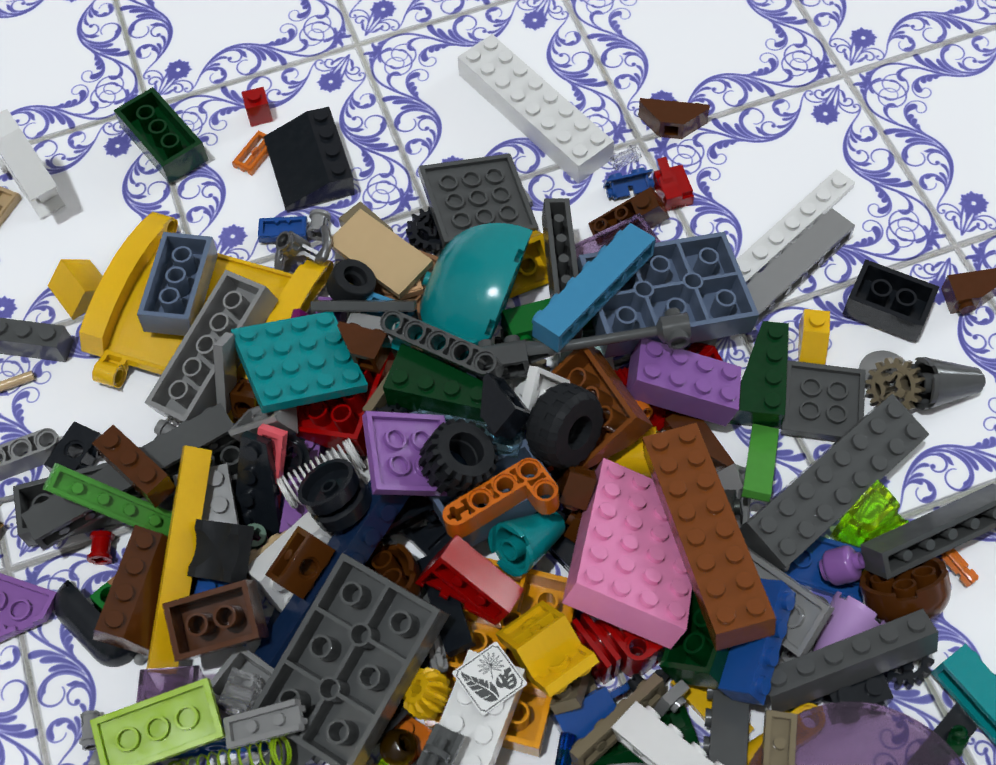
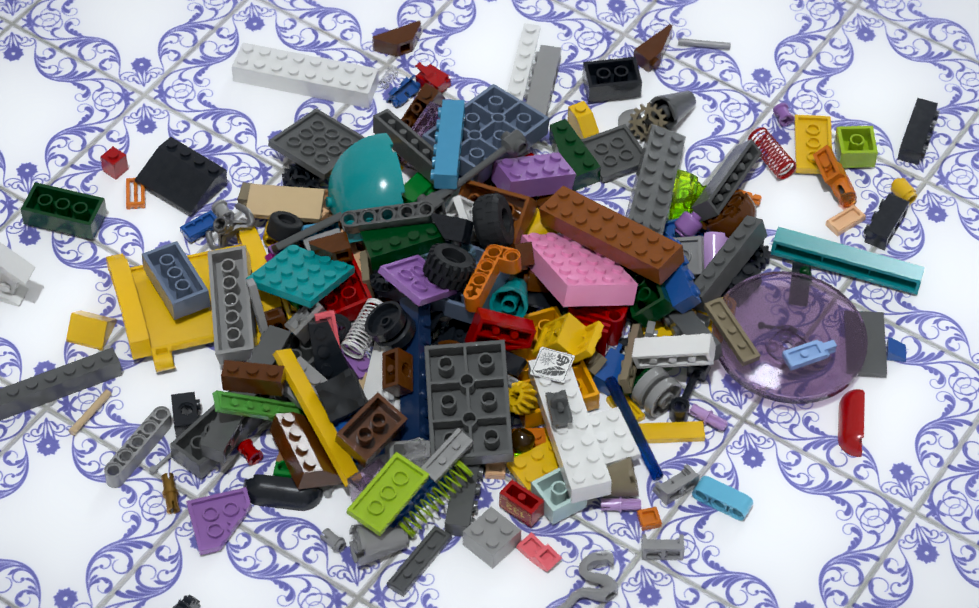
camera: 40 degrees left, 10 degrees down
(760, 463) = (605, 196): bright green tile -> none

